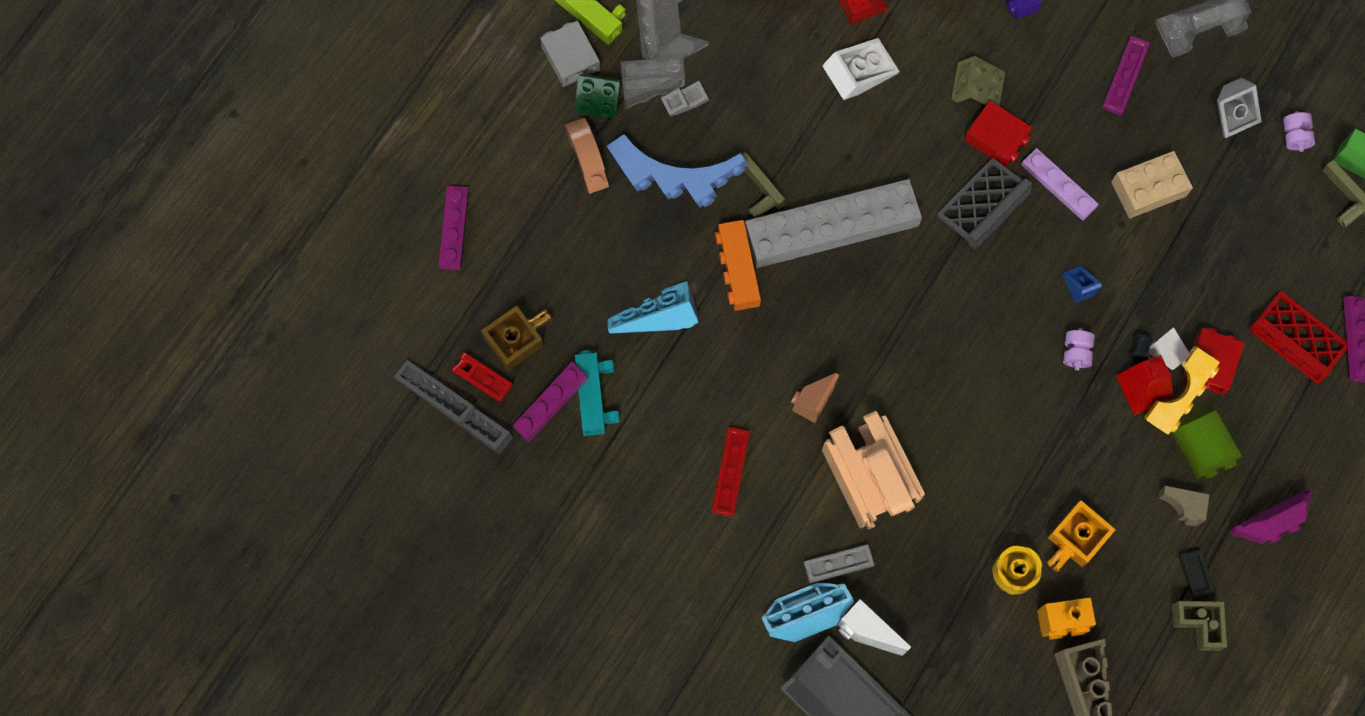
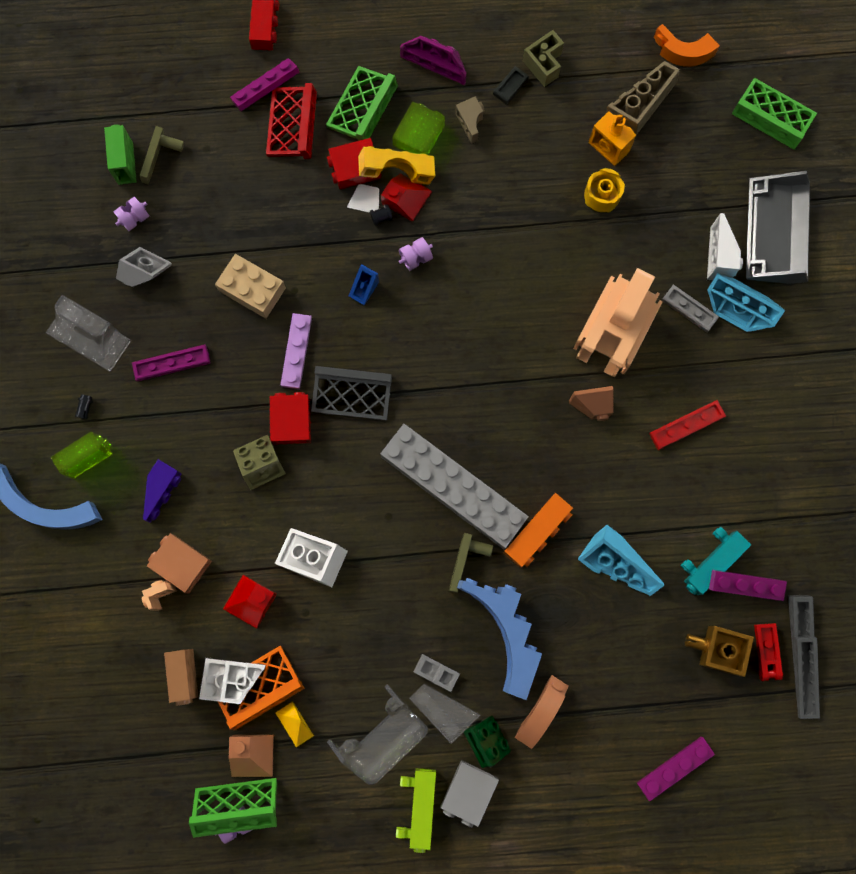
camera: 125 degrees left, 5 degrees up
(1073, 546) = (556, 160): light orange brick -> none
(1261, 421) = (376, 108): none -> bright green fence

